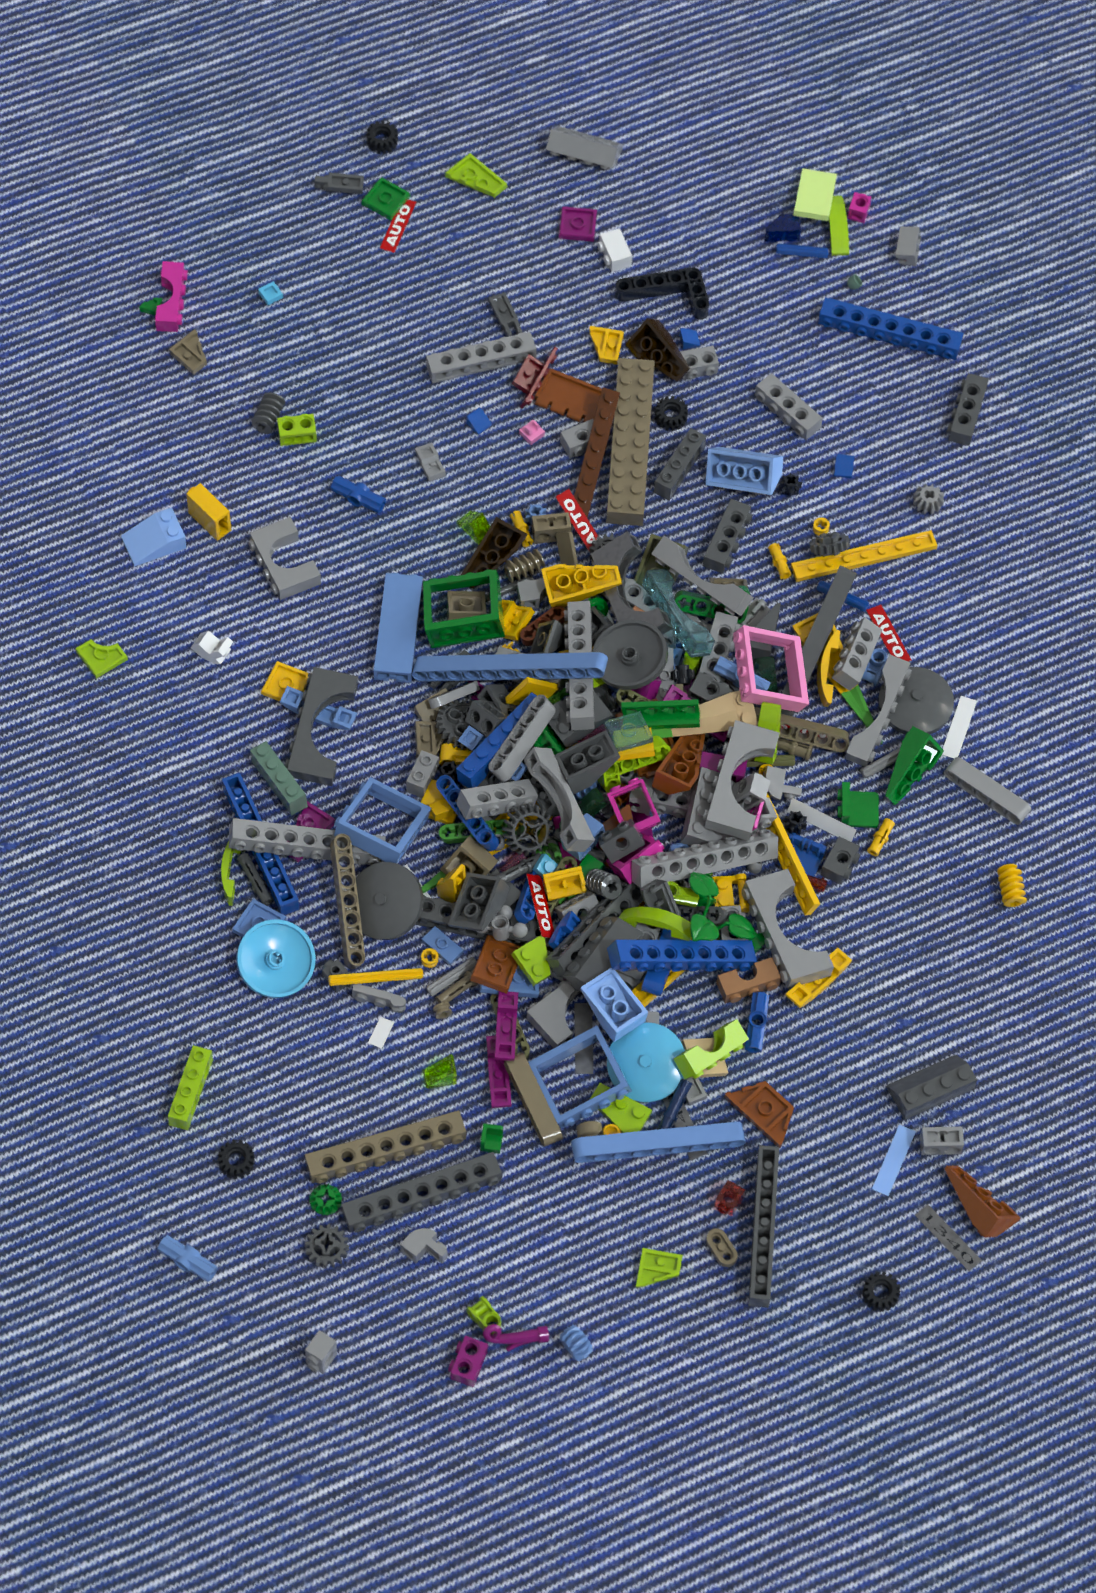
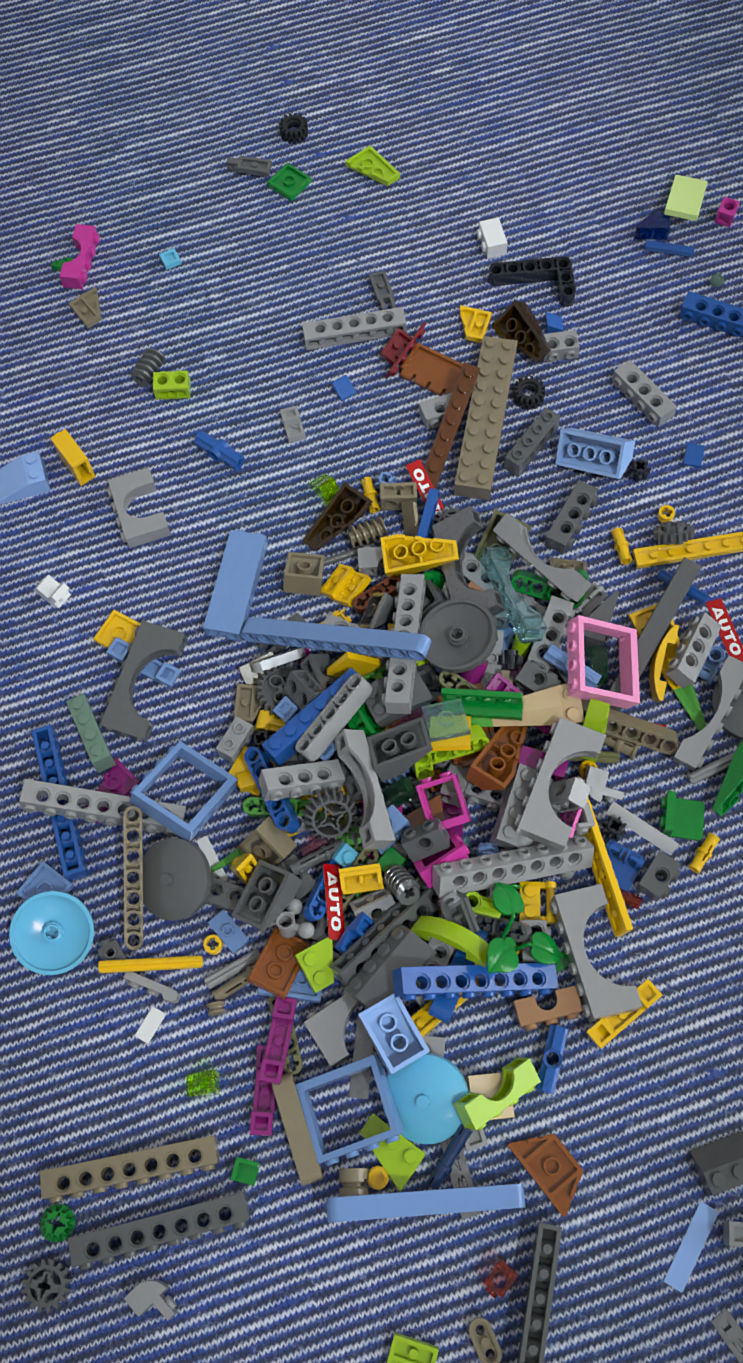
camera: 15 degrees right, 5 degrees up
(228, 884) = (20, 845): lime slope -> none
(264, 896) = (50, 841): dark grey pin -> none
(397, 227) = (296, 207): red sticker -> none
(468, 628) = (300, 593): green windscreen -> none
(532, 432) = (393, 402): bright pink tile -> none
(578, 224) = (461, 213): magenta tile -> none
(584, 147) = (474, 145): light grey slope -> none
(585, 540) = (429, 513): none -> blue beam
(838, 227) = (705, 230): lime slope -> none

